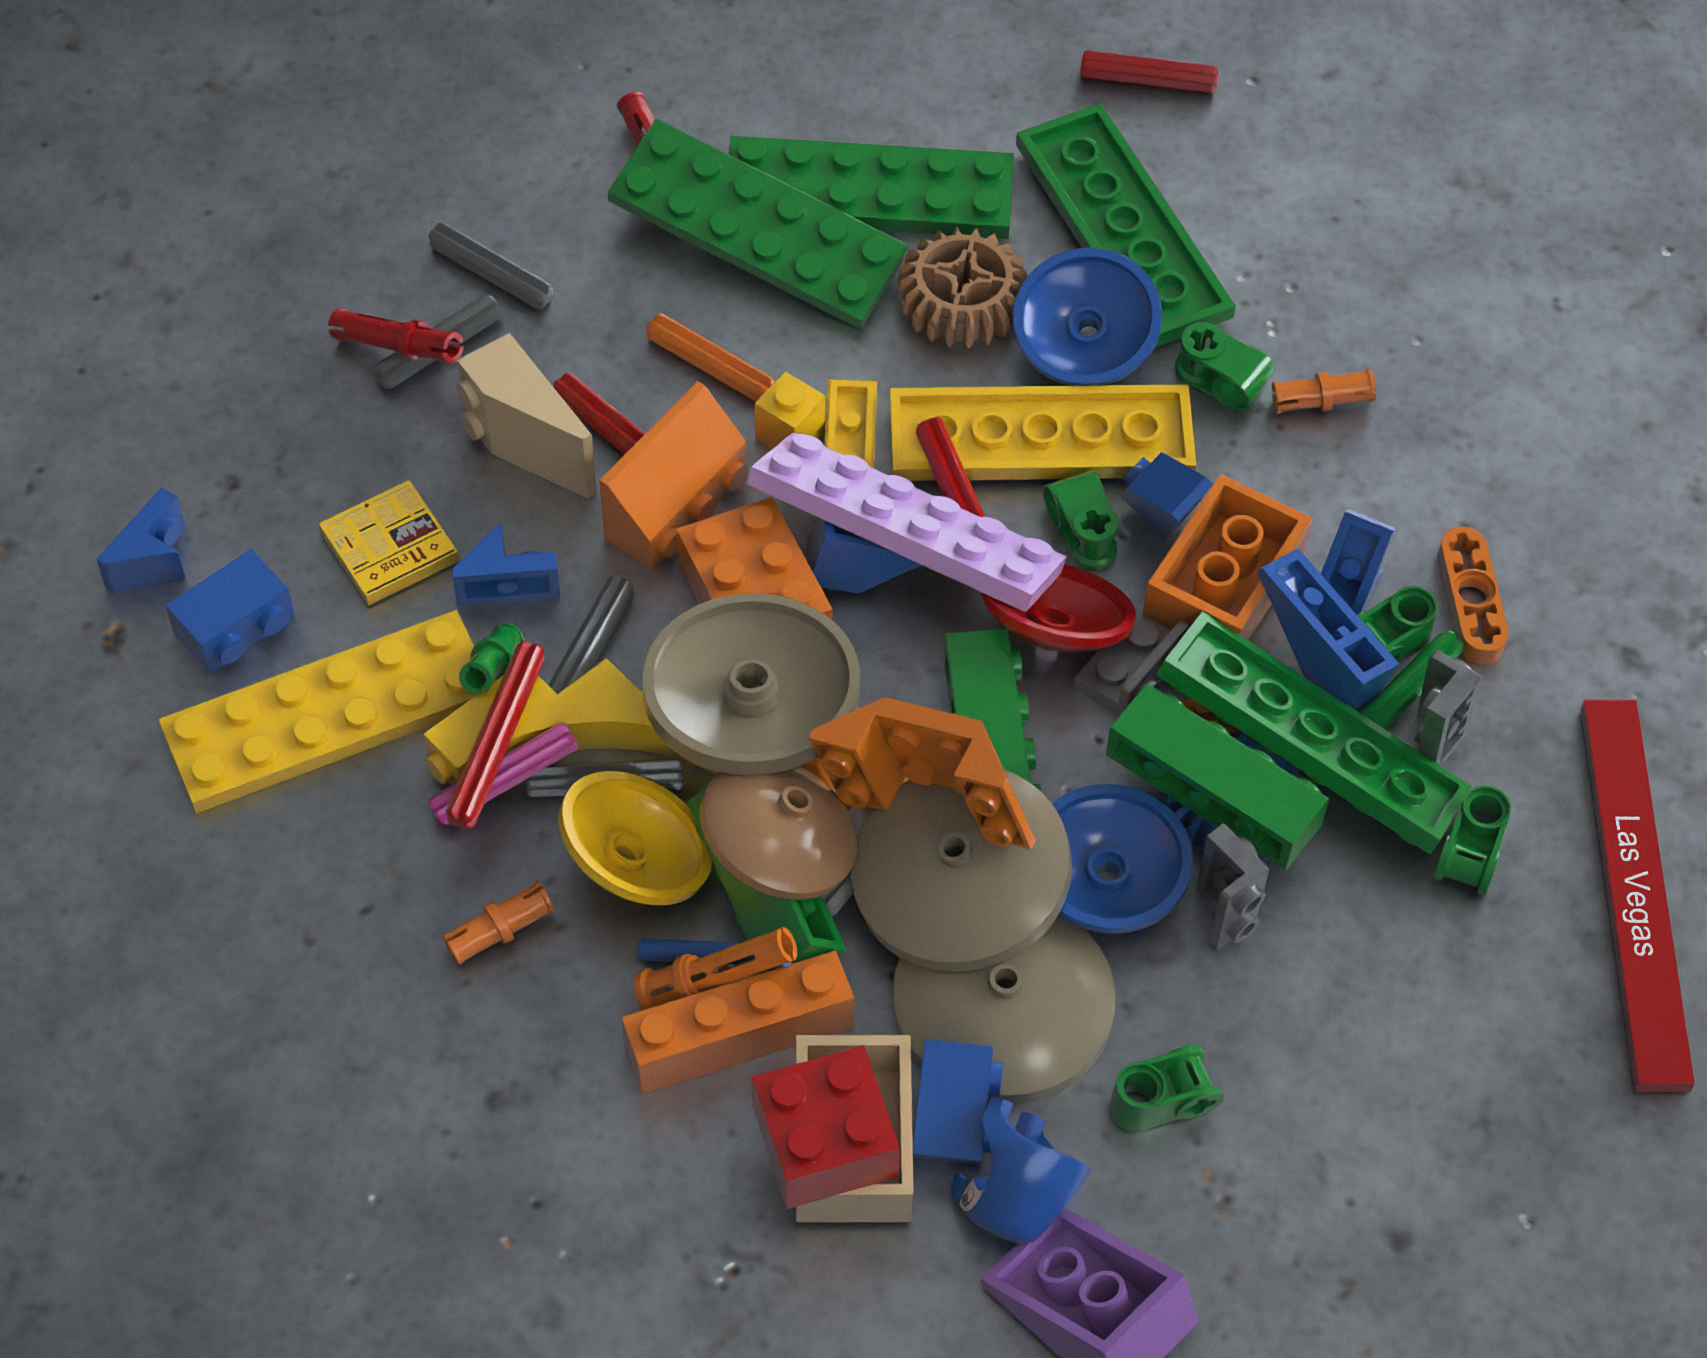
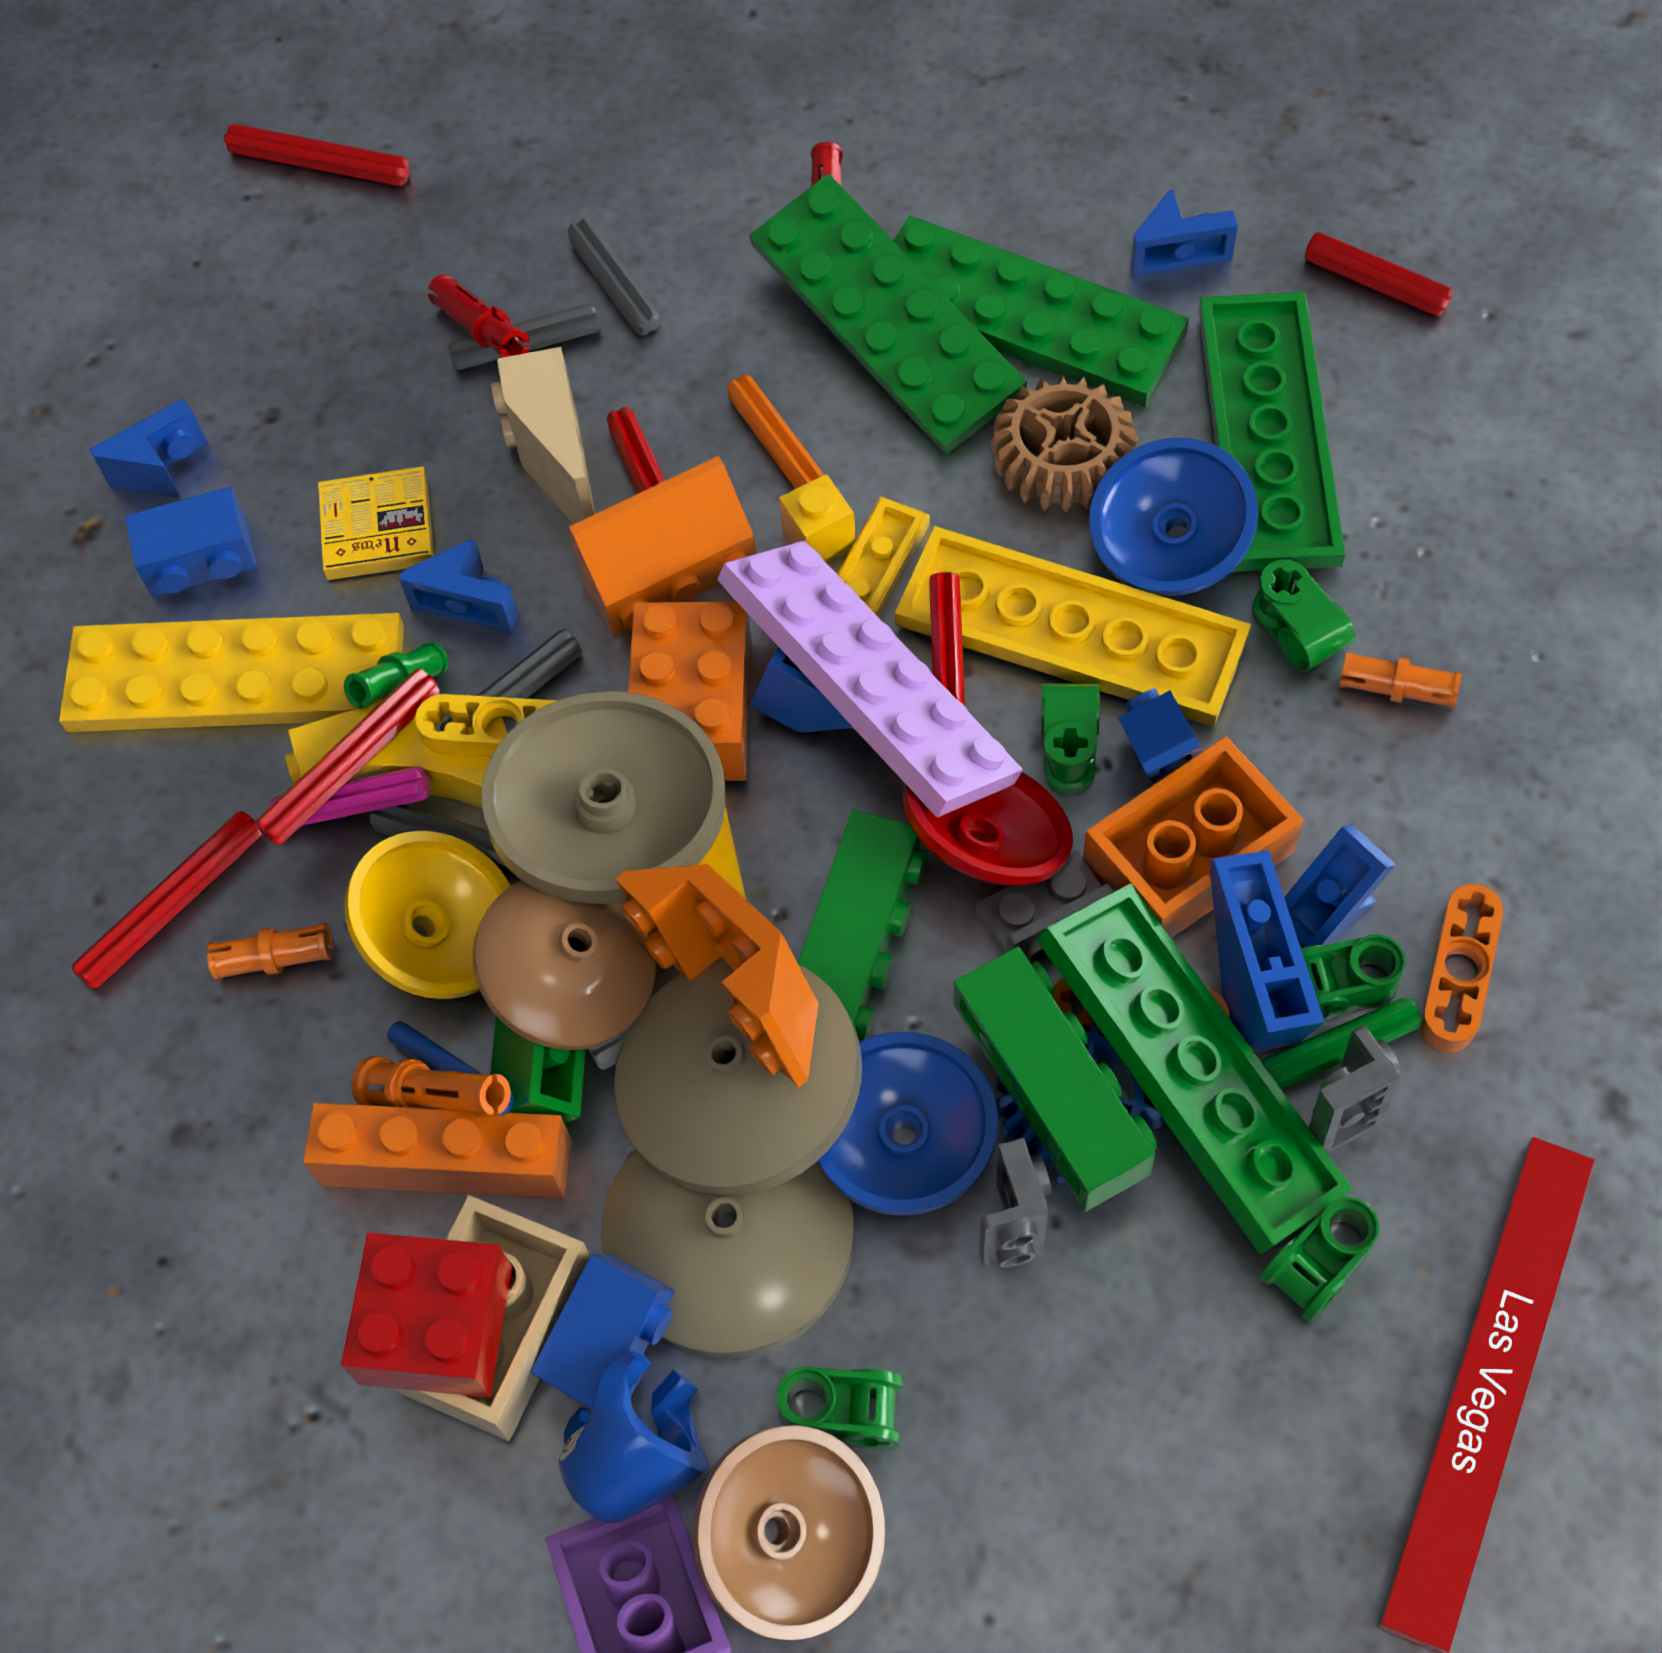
camera: 30 degrees right, 5 degrees up
(148, 238) = (317, 154): none -> red axle
(377, 916) = (166, 900): none -> red axle
(604, 685) = (484, 709): none -> yellow beam
(974, 92) = (1176, 243): none -> blue slope
(1178, 1187) = (825, 1540): none -> medium nougat dish

